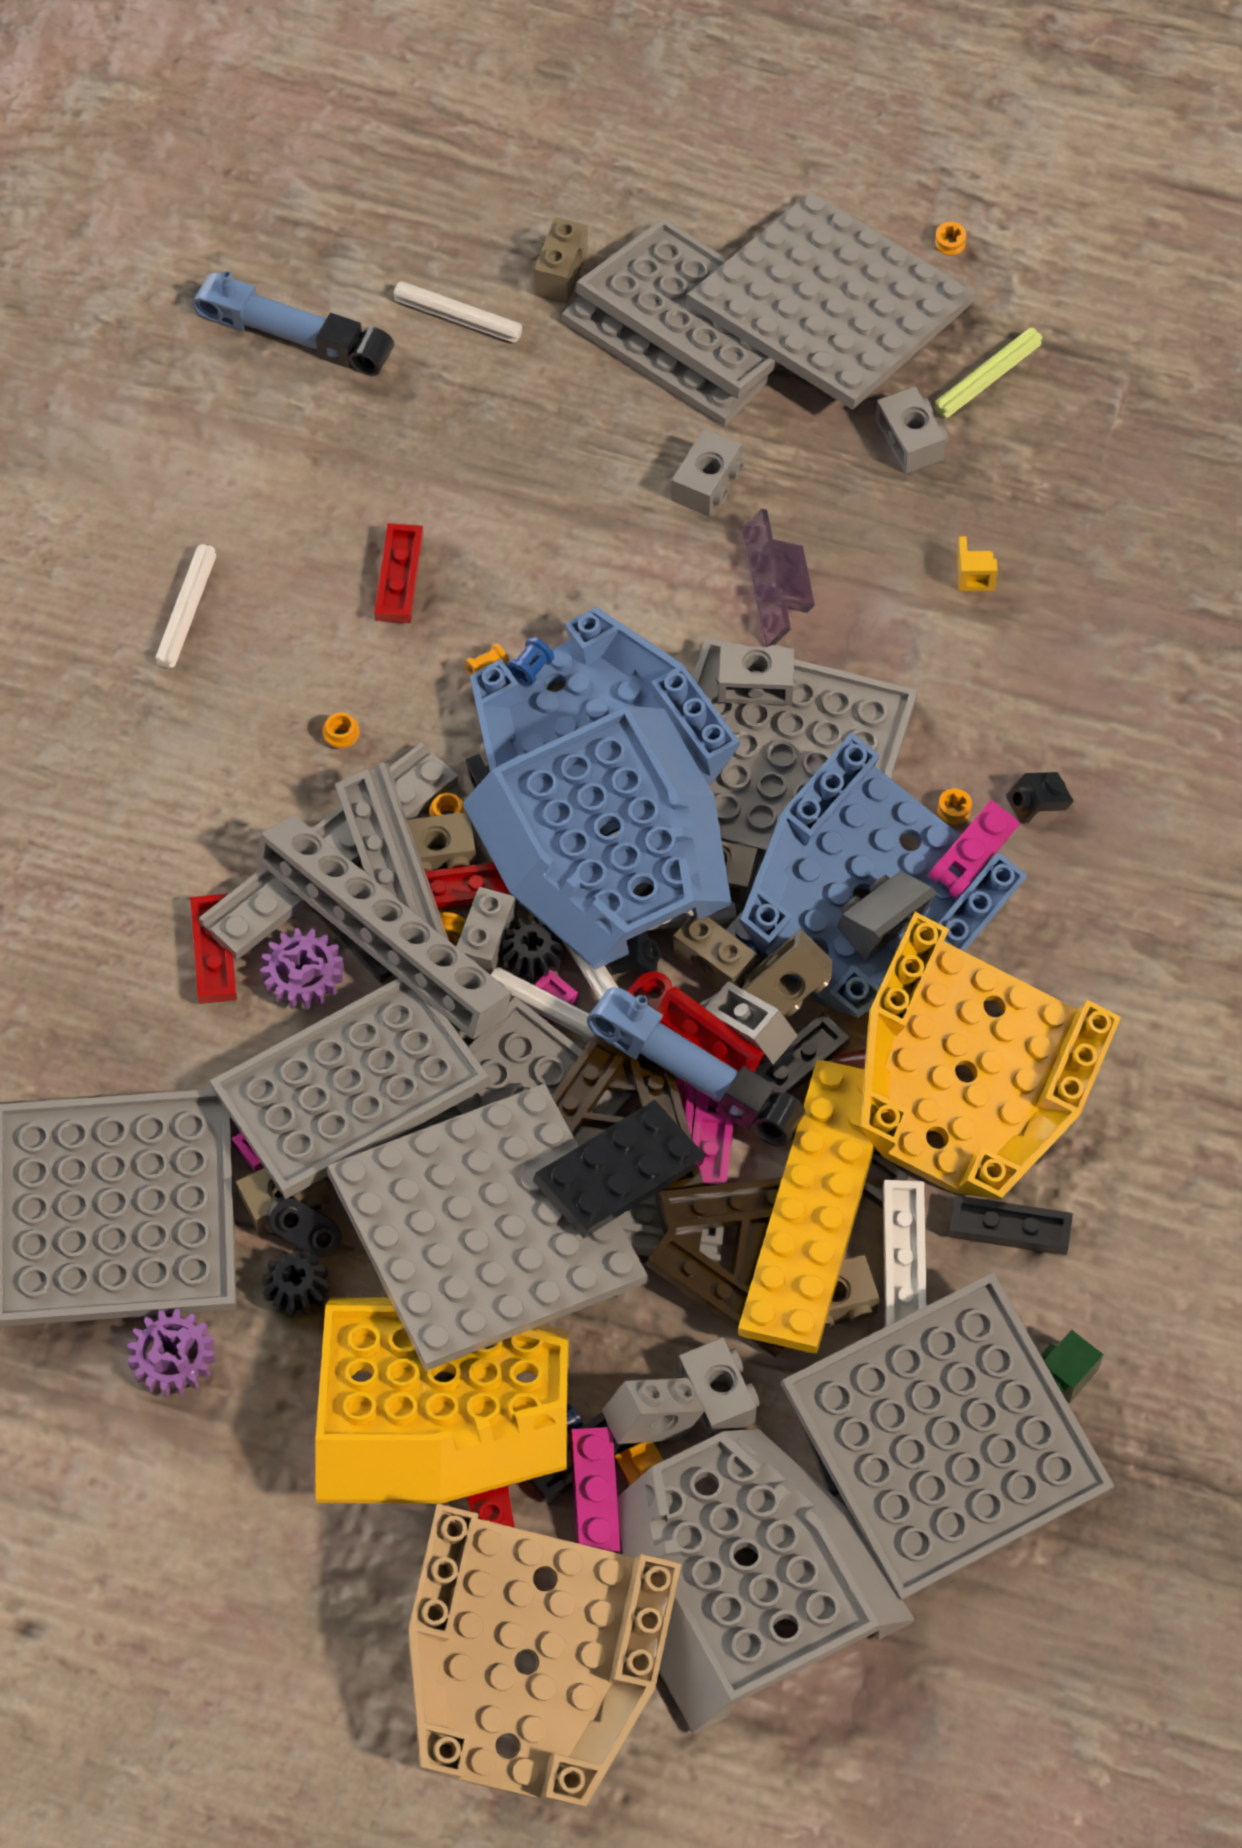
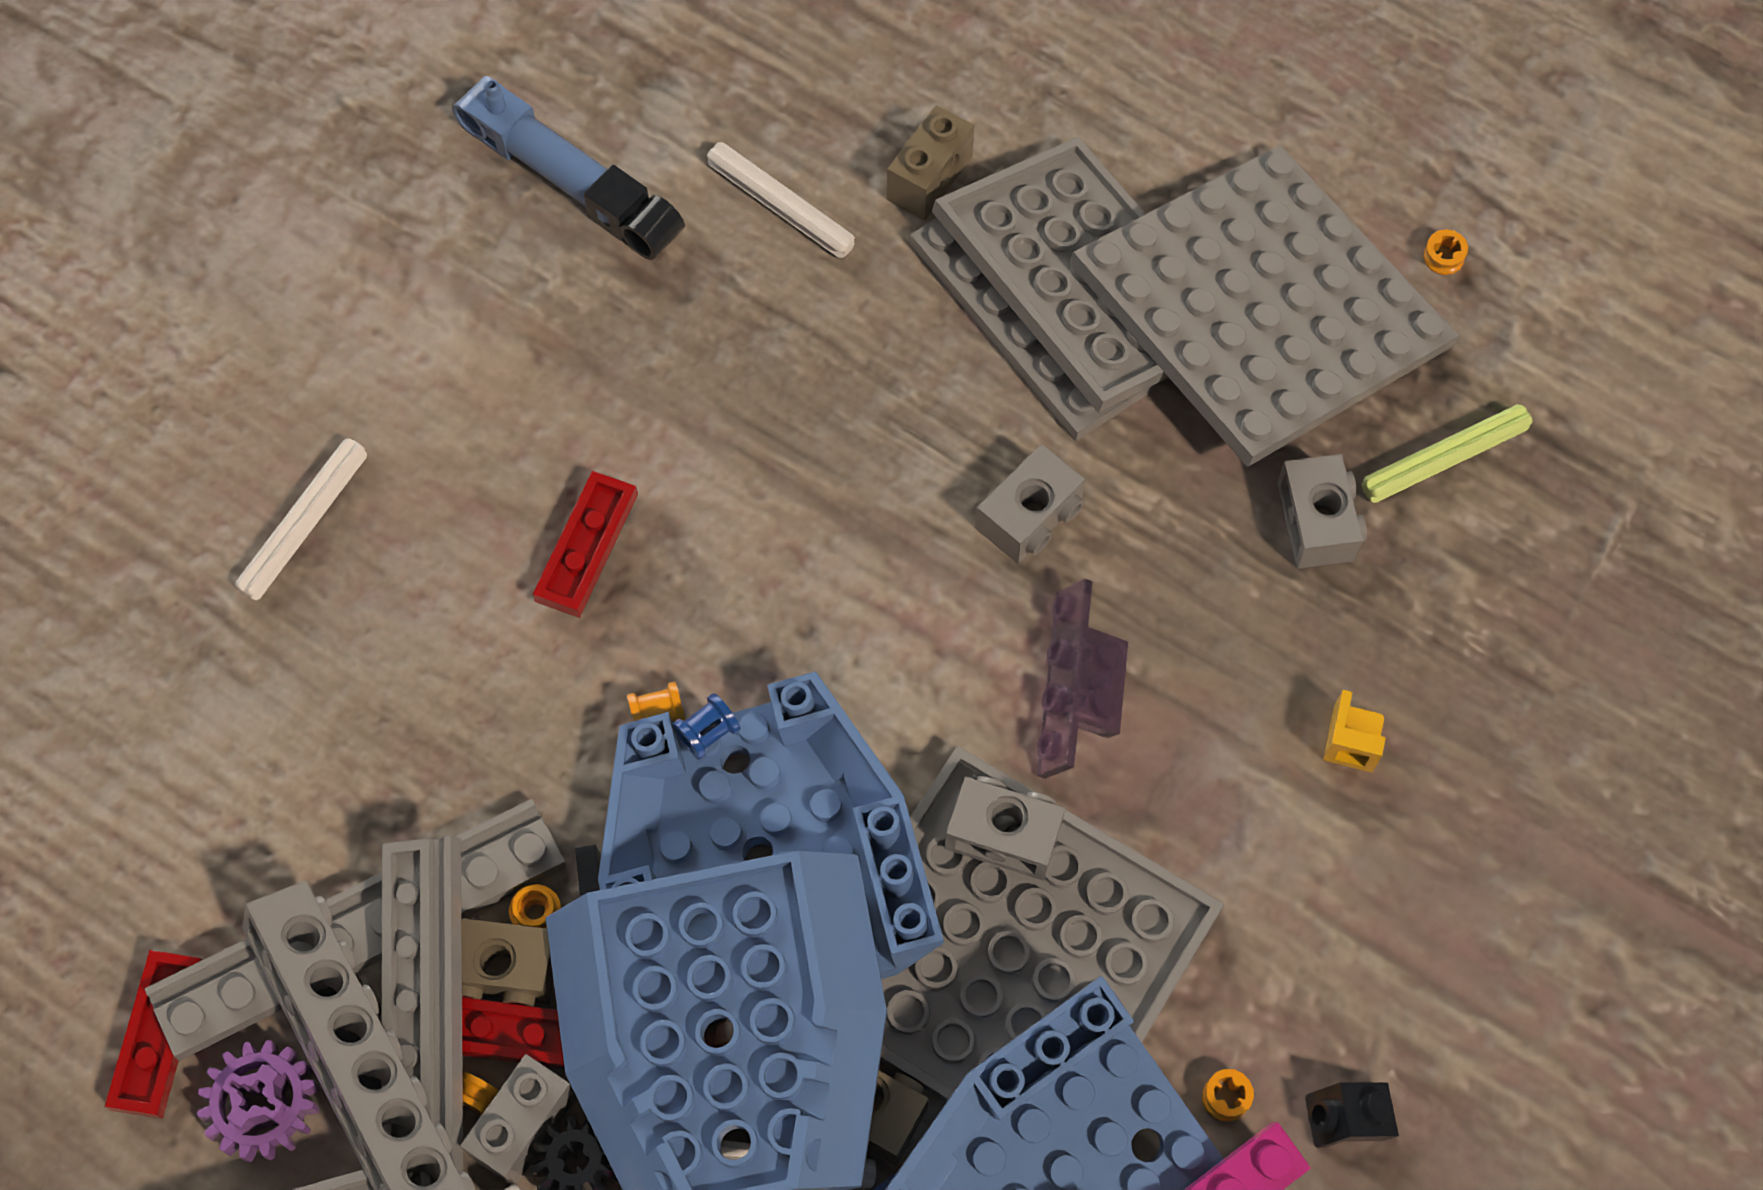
camera: 15 degrees right, 5 degrees up
(340, 722) = (431, 739): light orange plate -> none

